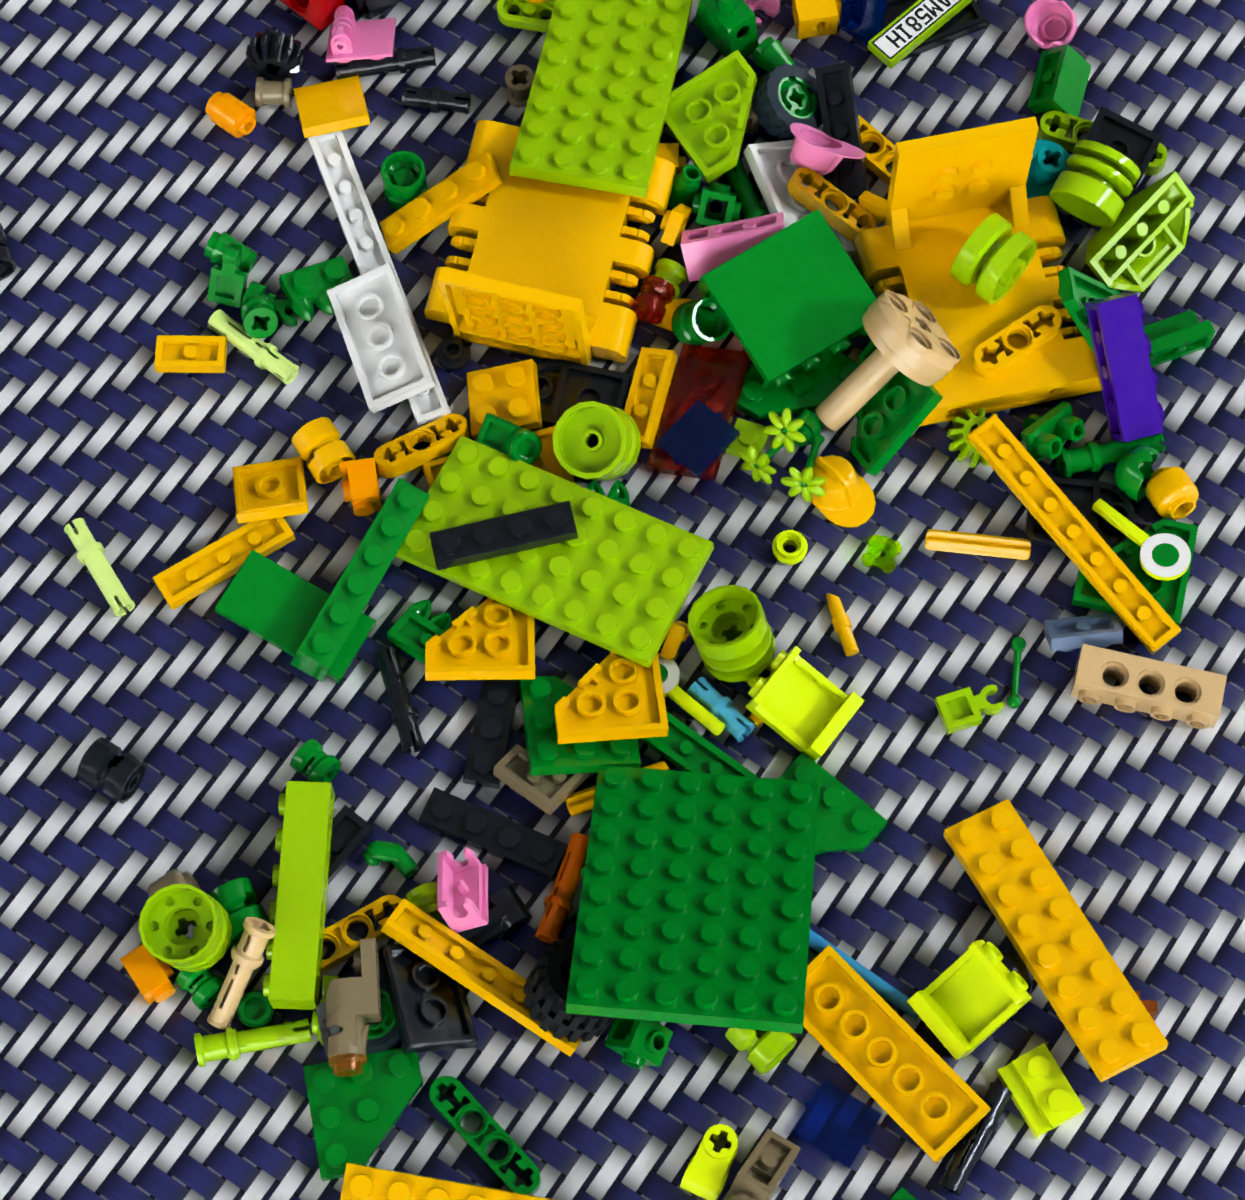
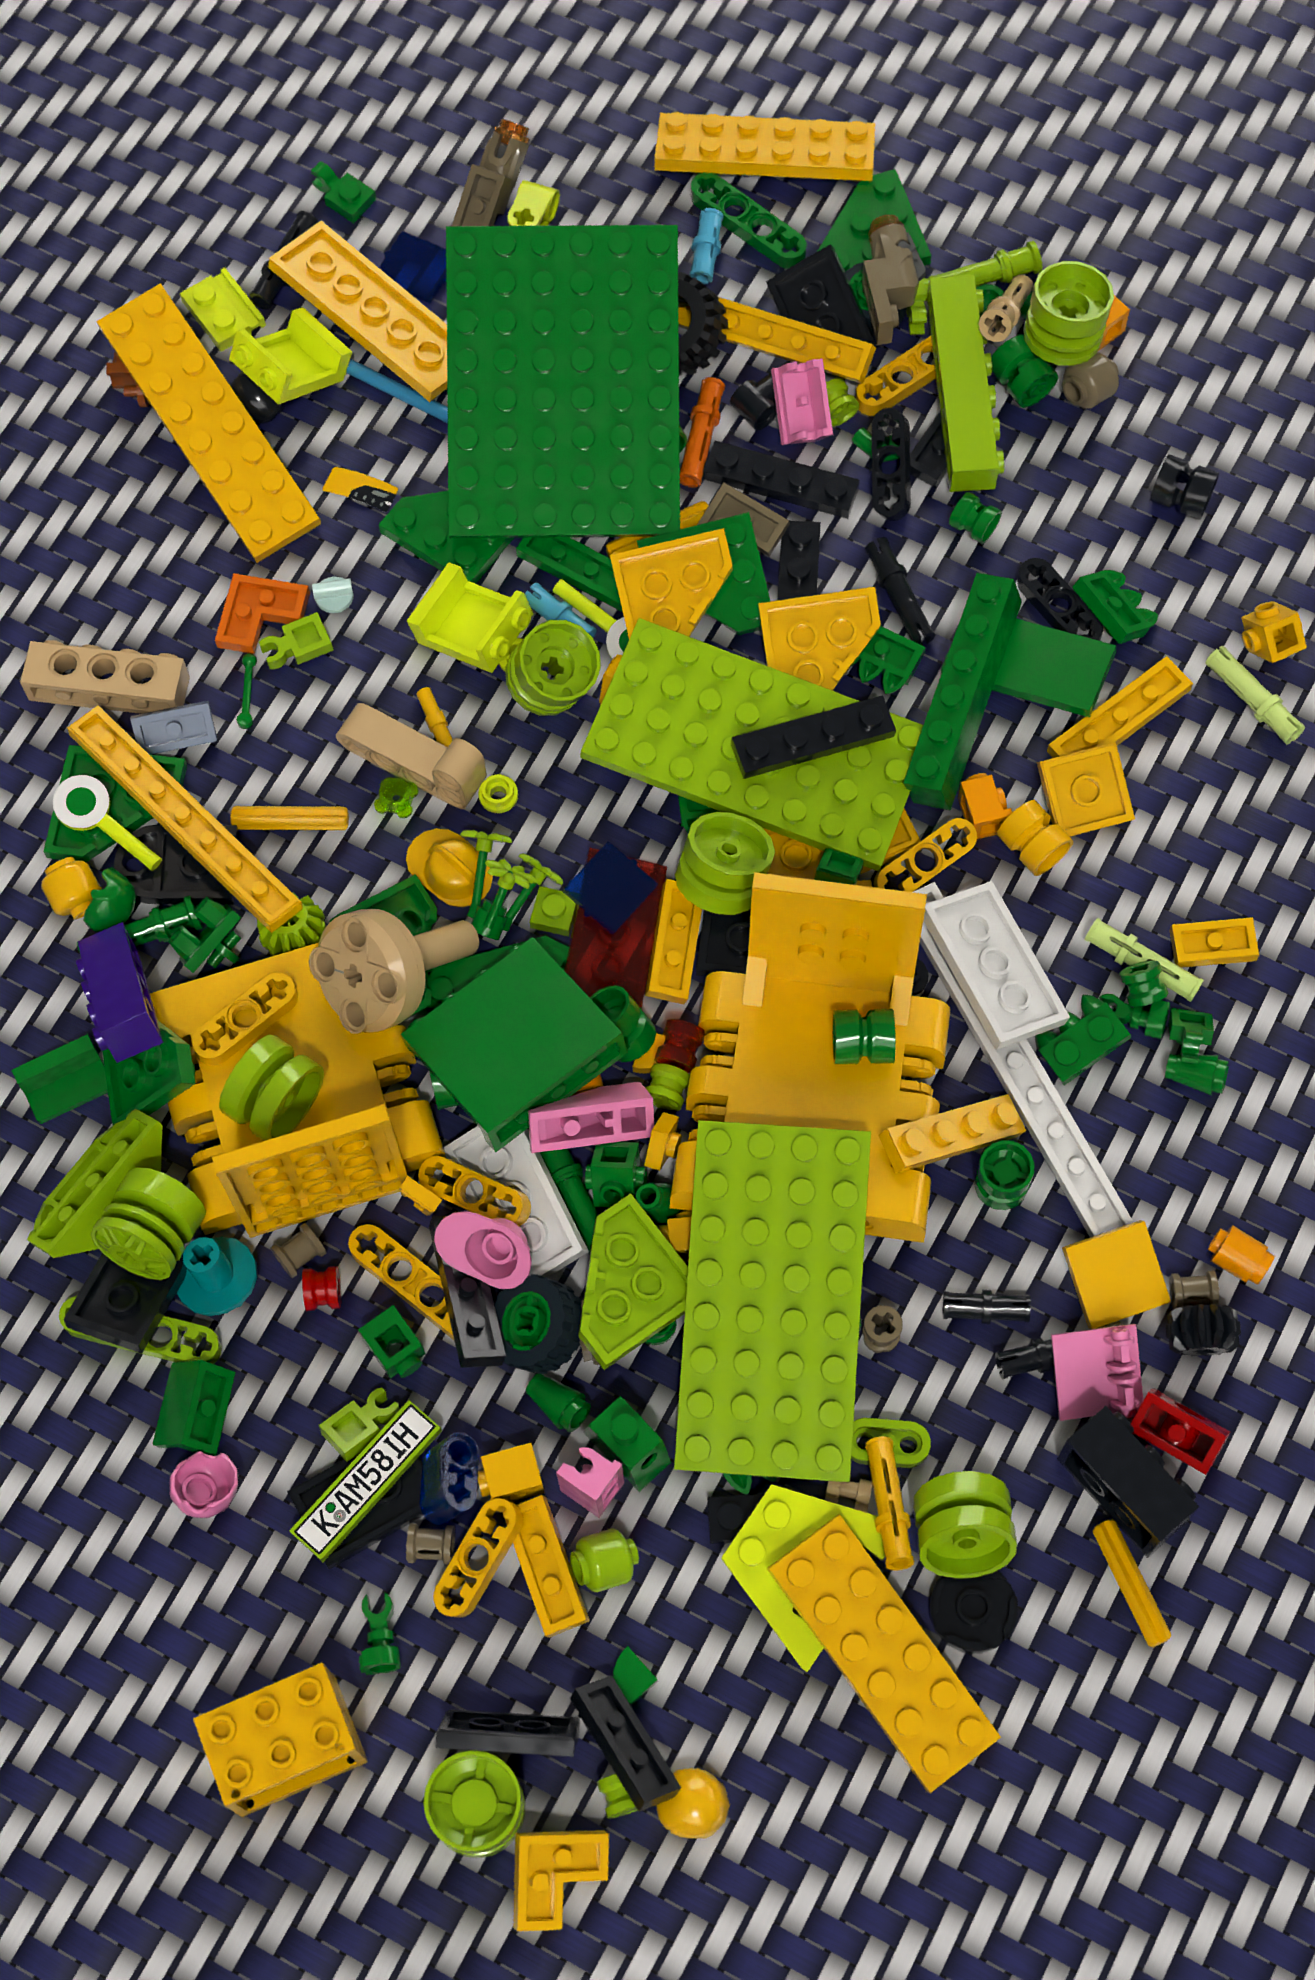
camera: 175 degrees right, 0 degrees up
(68, 613) = (1273, 632): none -> yellow brick
(204, 663) = (1115, 606): none -> green plate
(251, 649) = (1056, 588): none -> black beam
(376, 833) = (881, 491): none -> black beam
(501, 260) = (864, 1036): none -> green wheel
(523, 445) = (808, 855): green tile -> none
(532, 1104) = (706, 245): none -> medium azure pin
(862, 581) = (442, 771): none -> tan beam
(904, 872) = (361, 488): none -> yellow sticker
(913, 110) = (387, 1330): none -> green brick
(933, 56) = (356, 1426): none -> lime plate
(933, 755) = (333, 594): none -> light aqua plate
(1004, 753) = (252, 602): none -> orange plate

